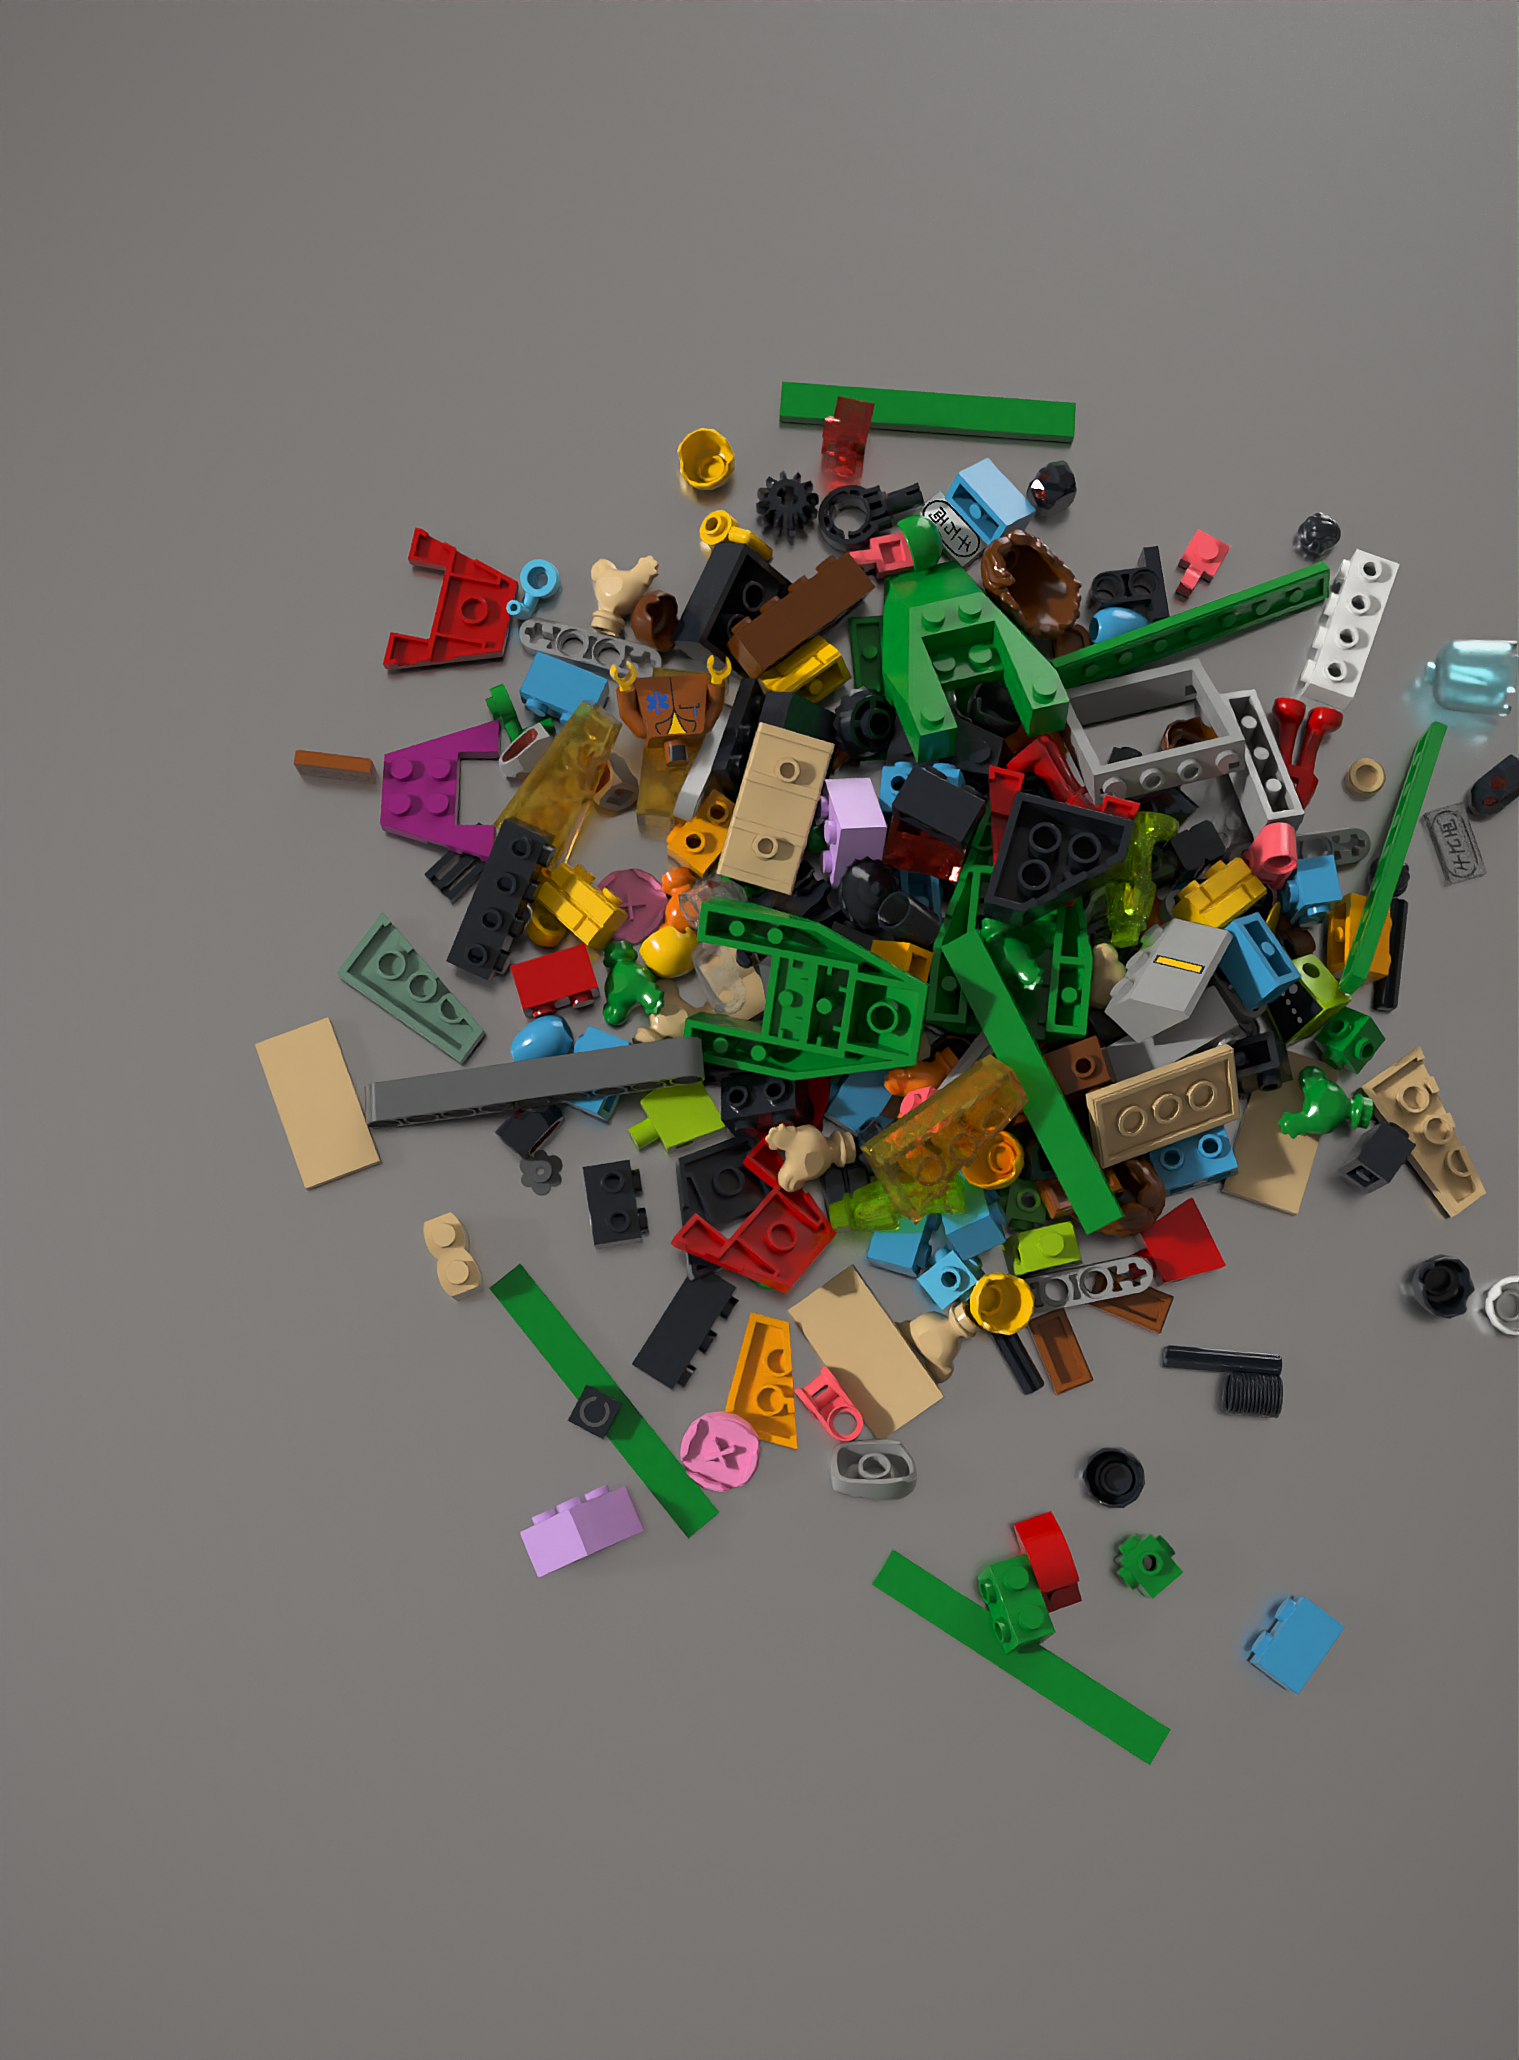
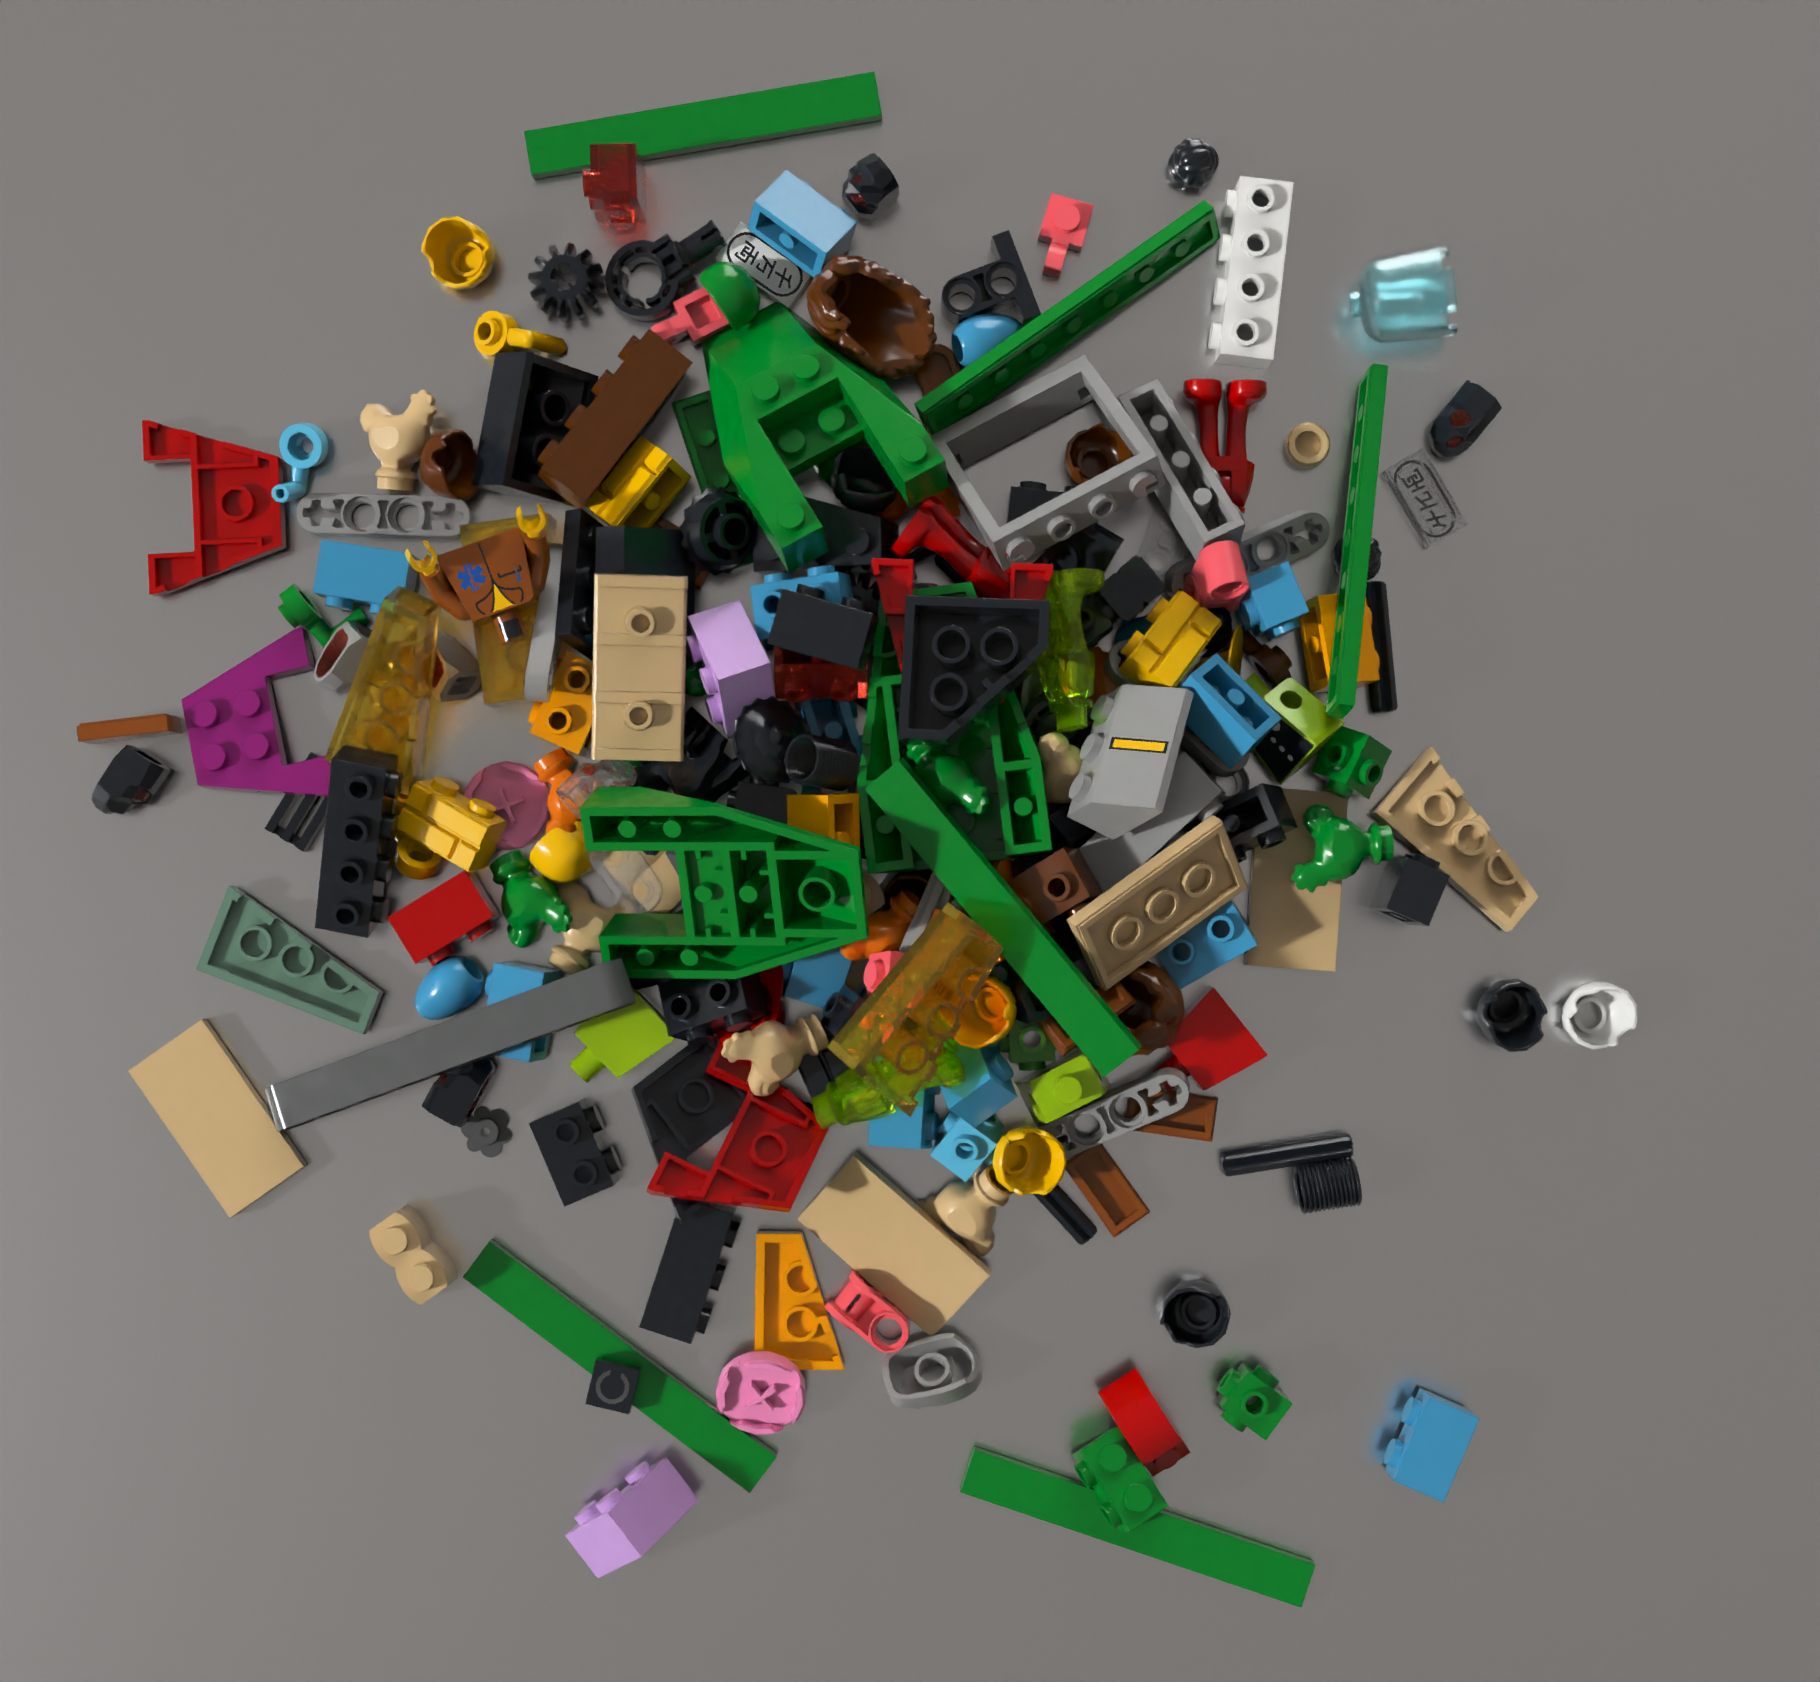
camera: 15 degrees left, 10 degrees up
(323, 808) = (129, 781): none -> black rock

